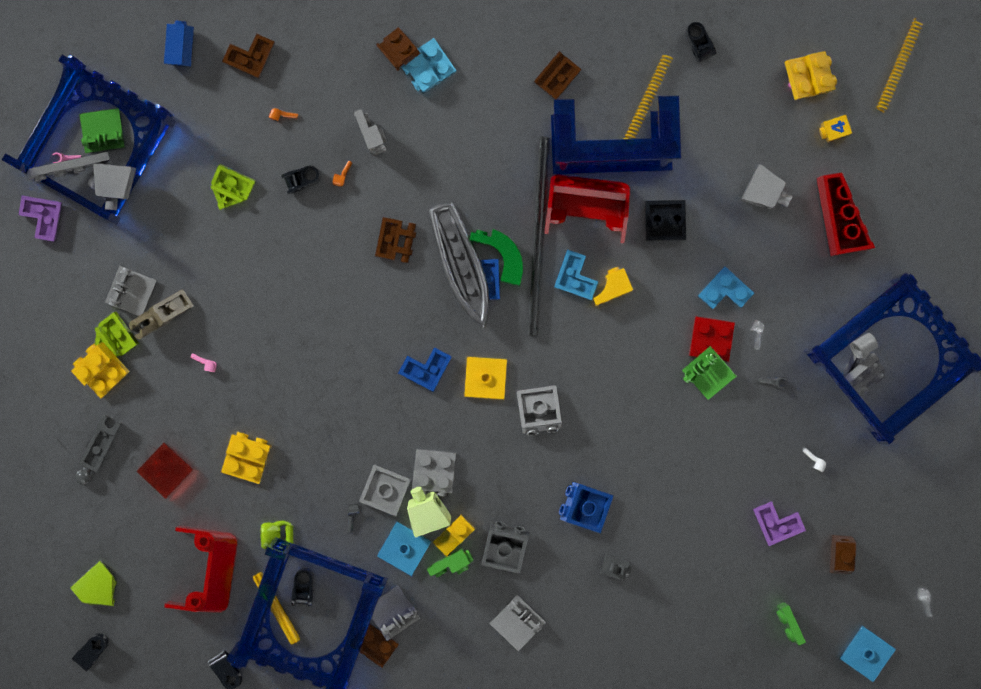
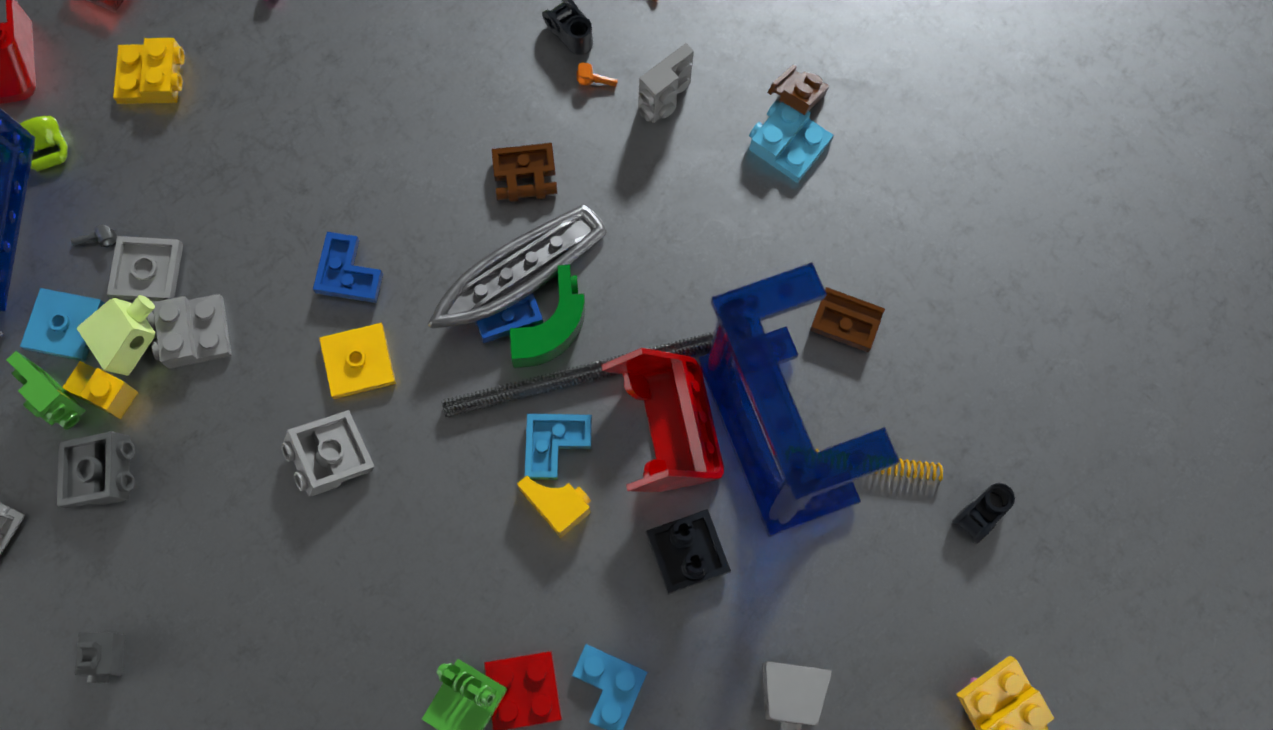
camera: 65 degrees right, 15 degrees down
(585, 507) = (188, 575): blue plate -> none

